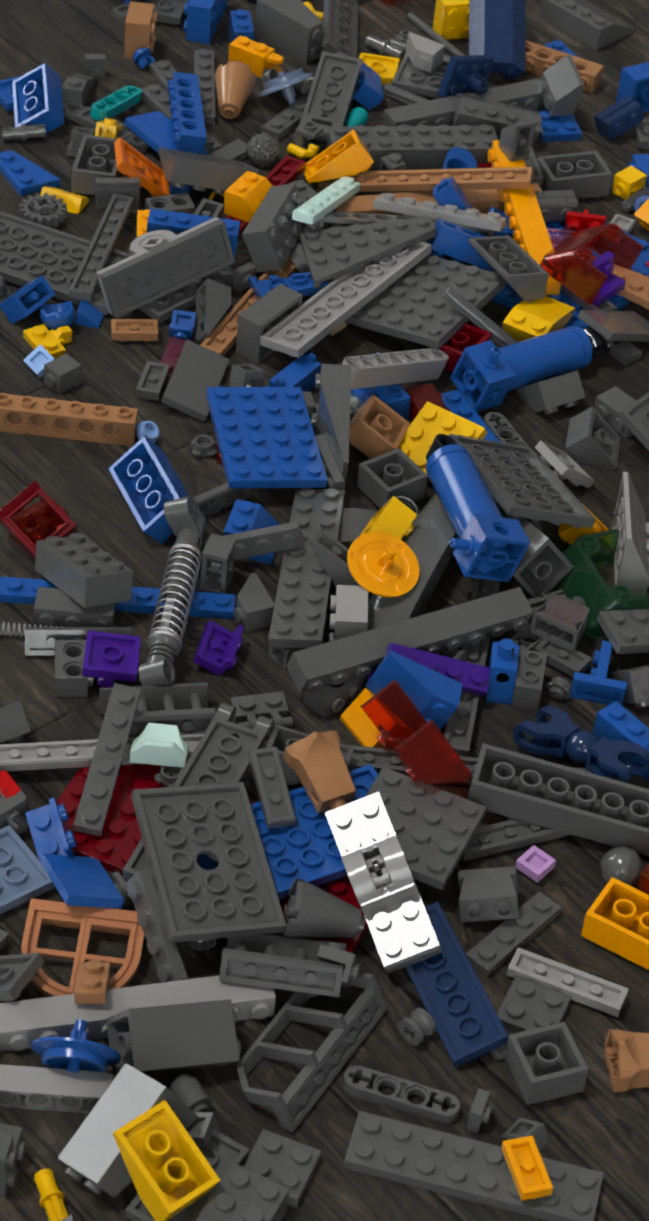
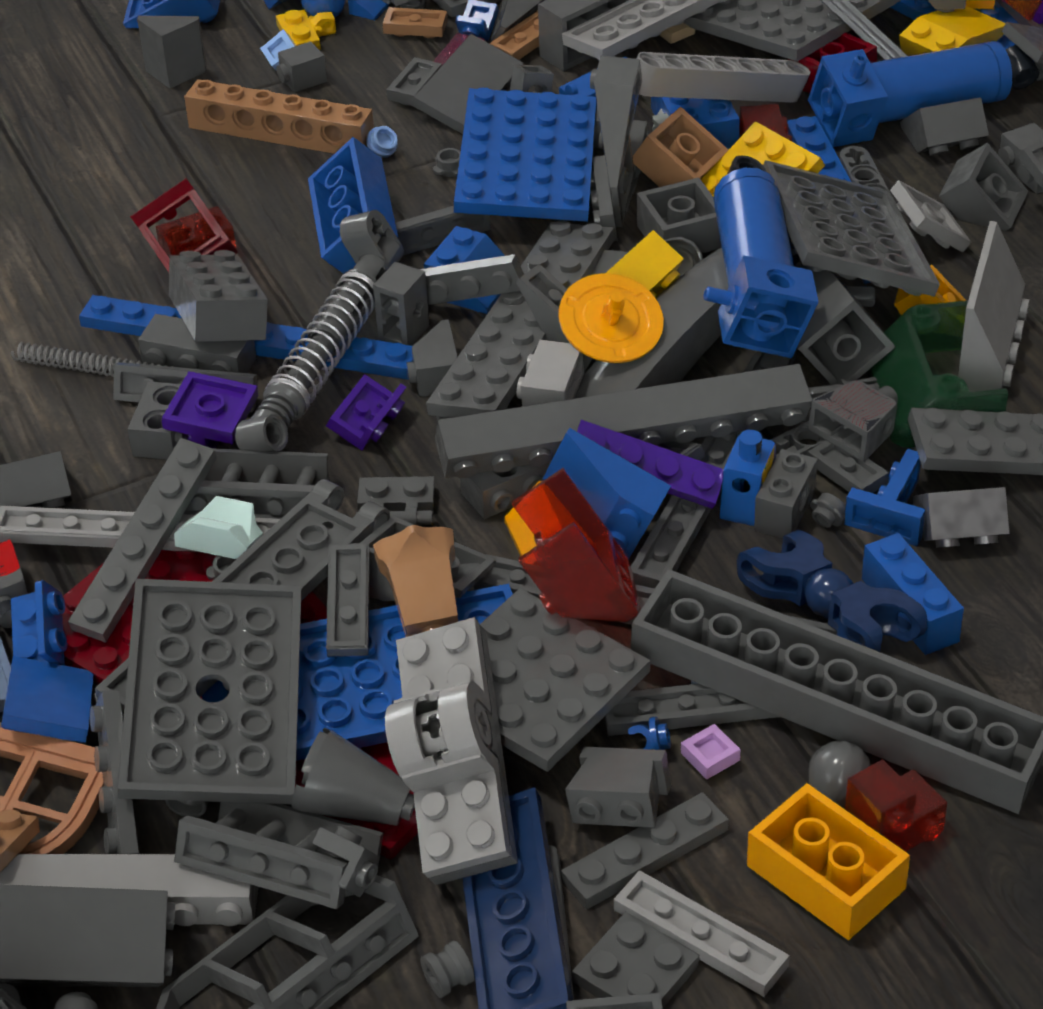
camera: 20 degrees right, 0 degrees up
(499, 857) = (656, 734): none -> blue plate

